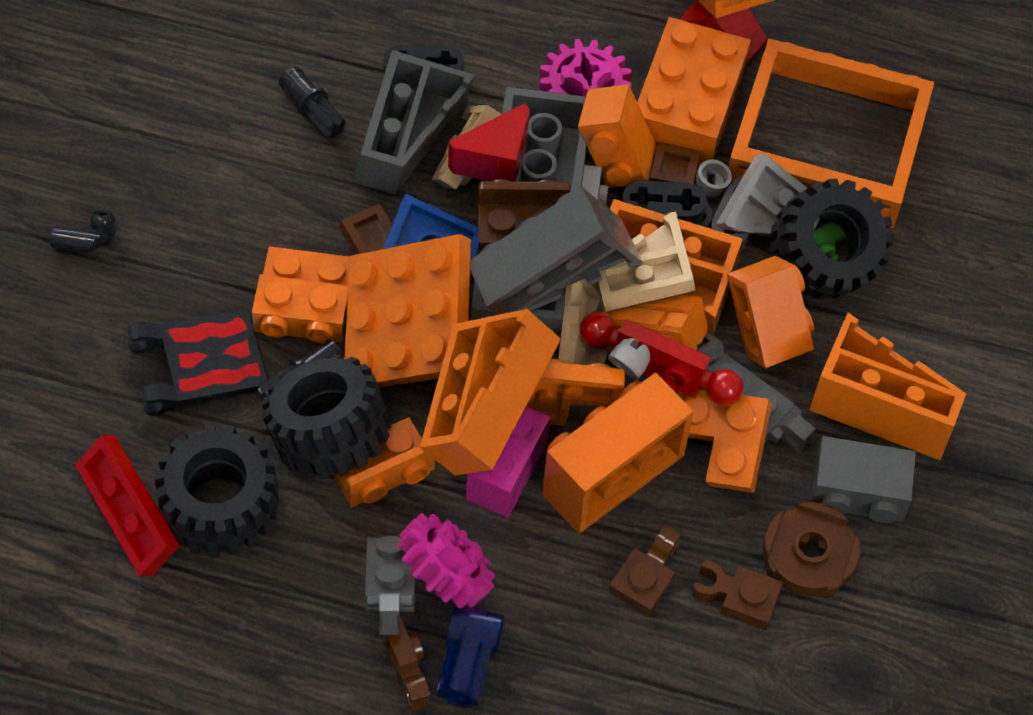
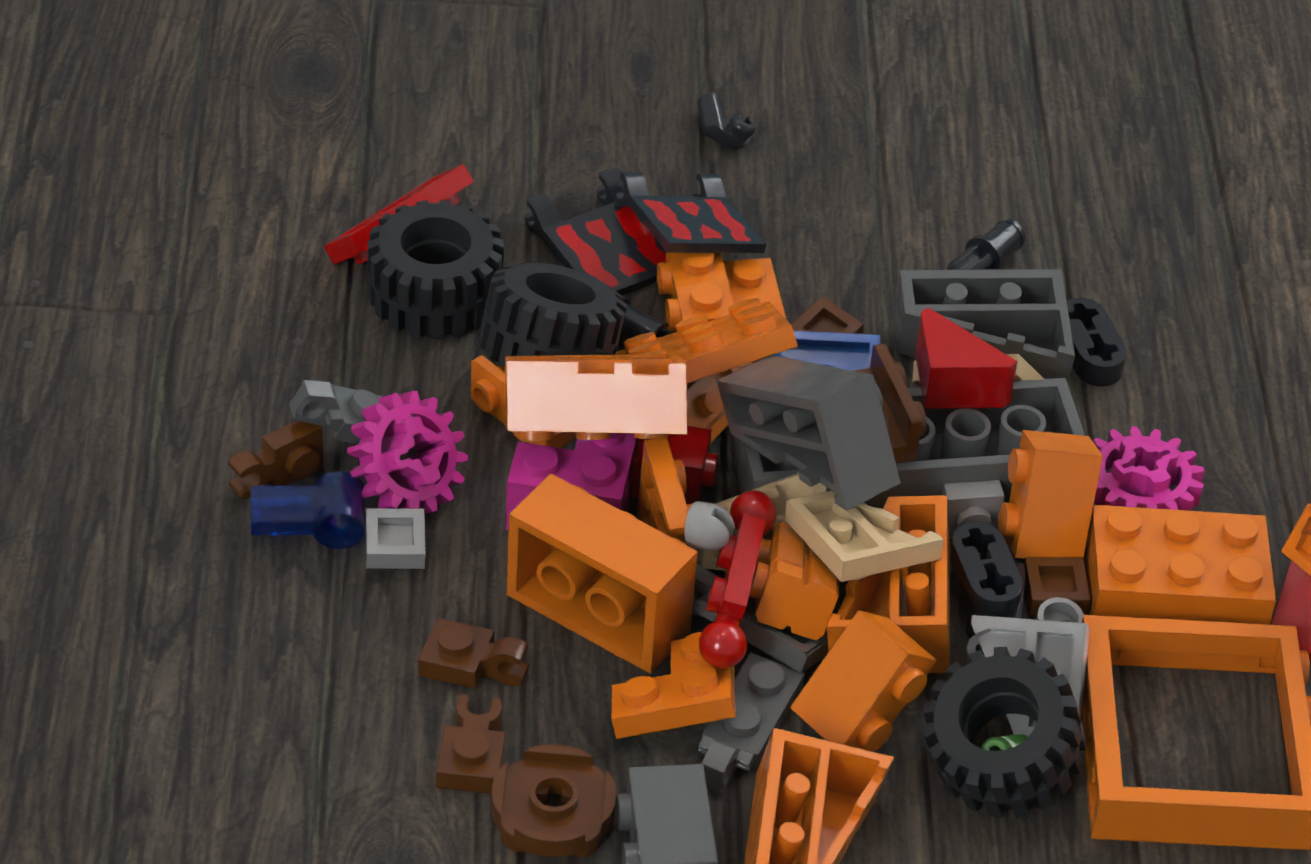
camera: 75 degrees right, 15 degrees down
(219, 285) = (693, 223): none -> black flag
(517, 595) = (395, 538): none -> light grey plate

